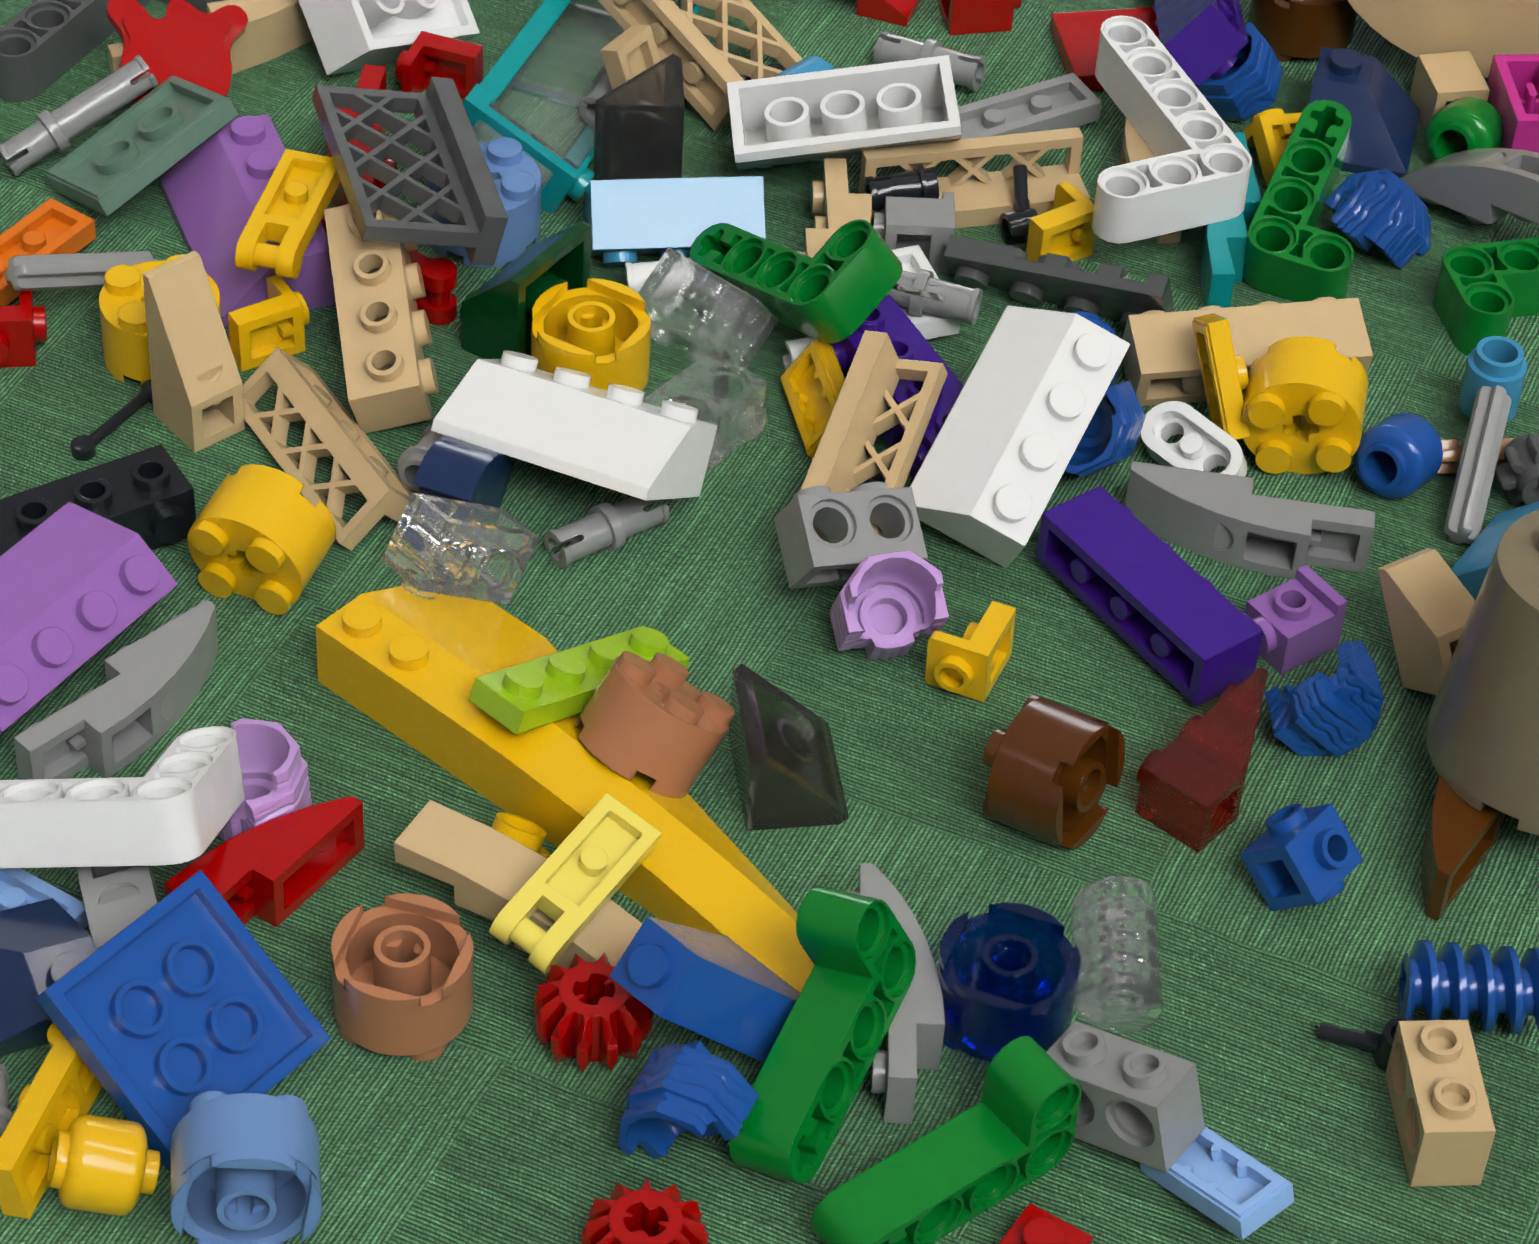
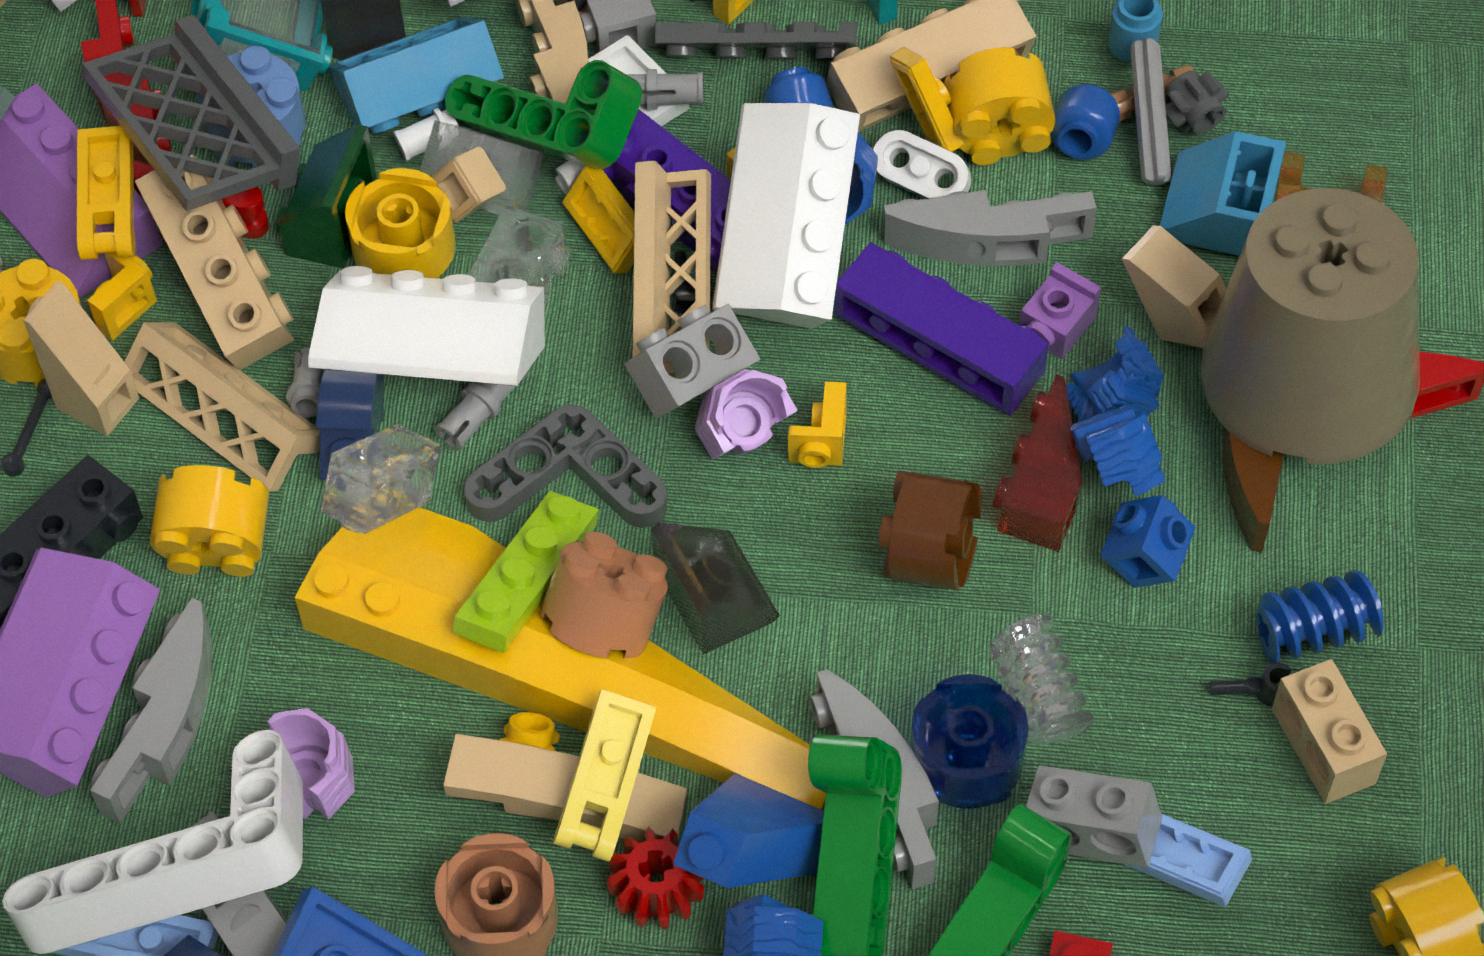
camera: 15 degrees left, 15 degrees up
(281, 860) = (347, 831): red slope -> none
(680, 588) = (574, 454): none -> dark grey beam
(681, 317) = (469, 182): none -> tan slope
(1305, 752) = (1121, 448): none -> blue hair

